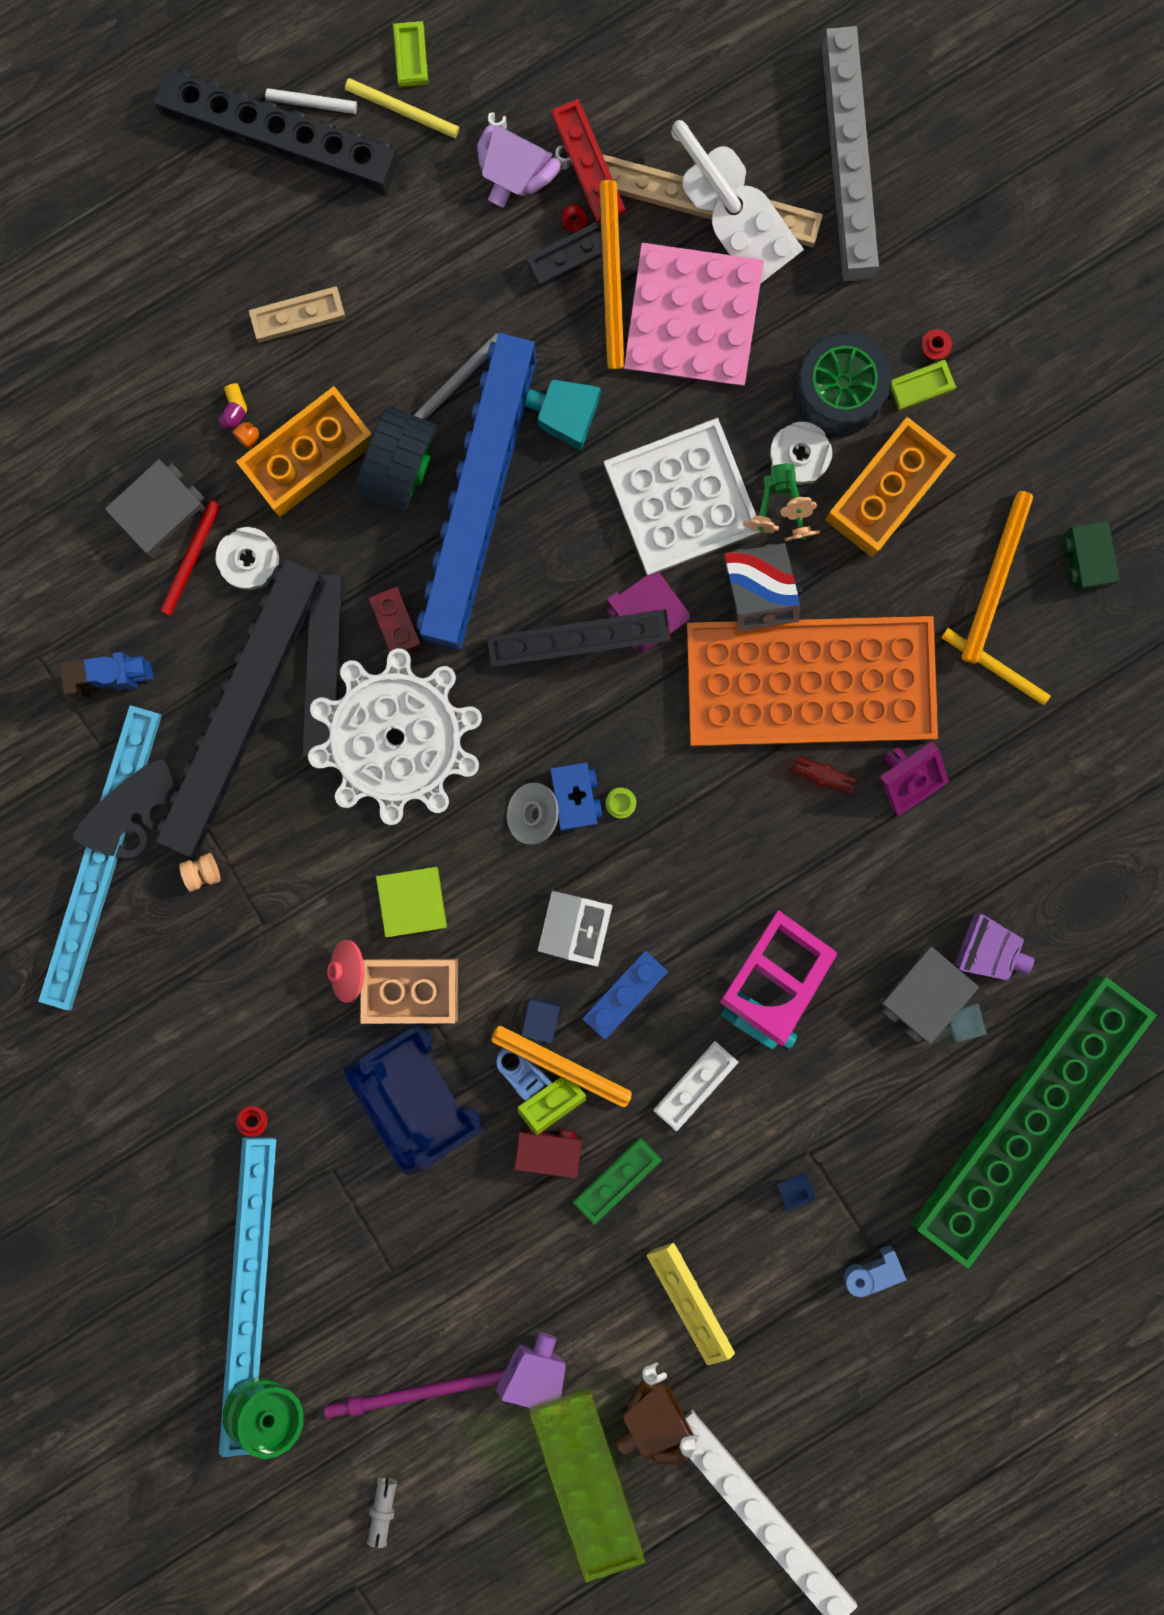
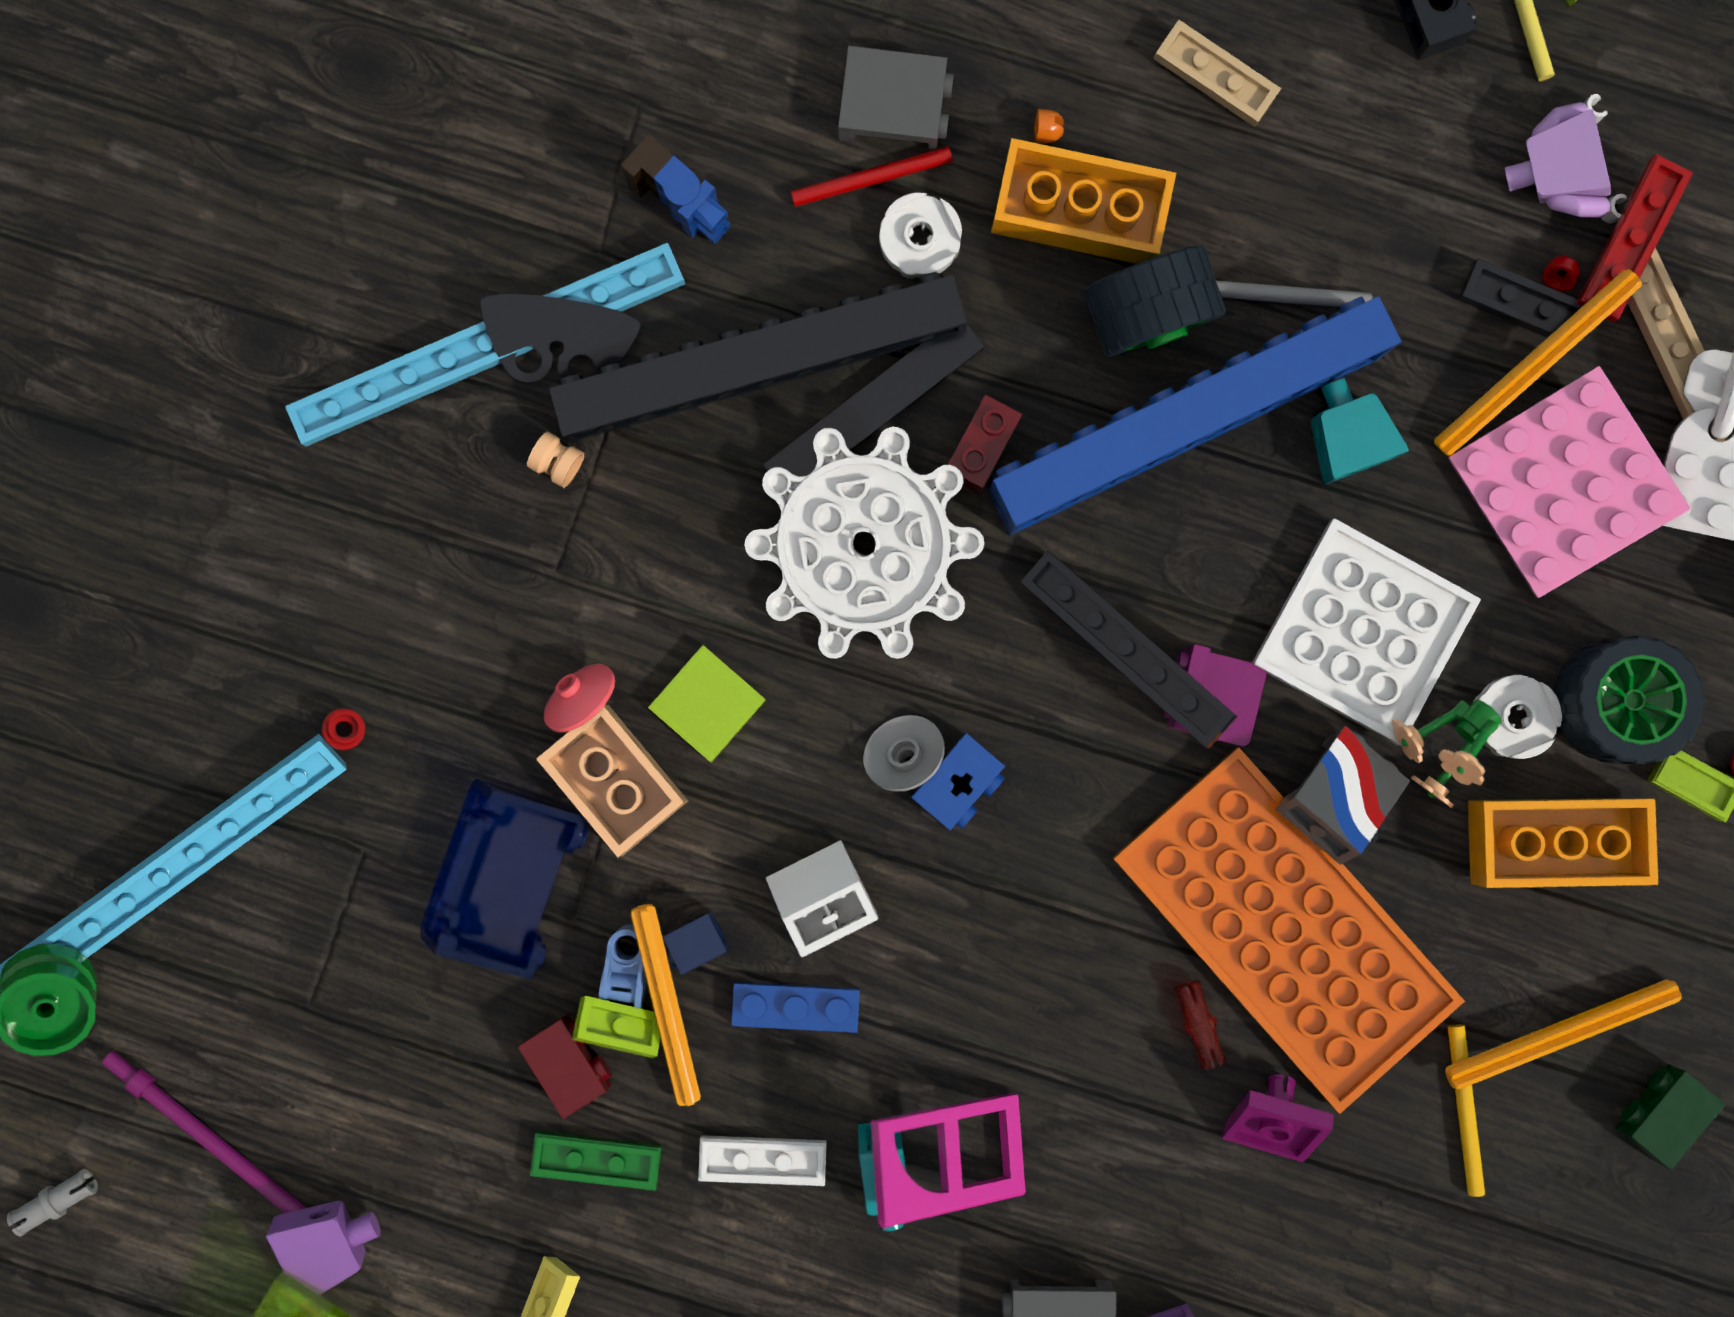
camera: 45 degrees right, 0 degrees up
(235, 409) = (1063, 93): magenta arm -> none
(620, 803) = (991, 835): lime plate -> none

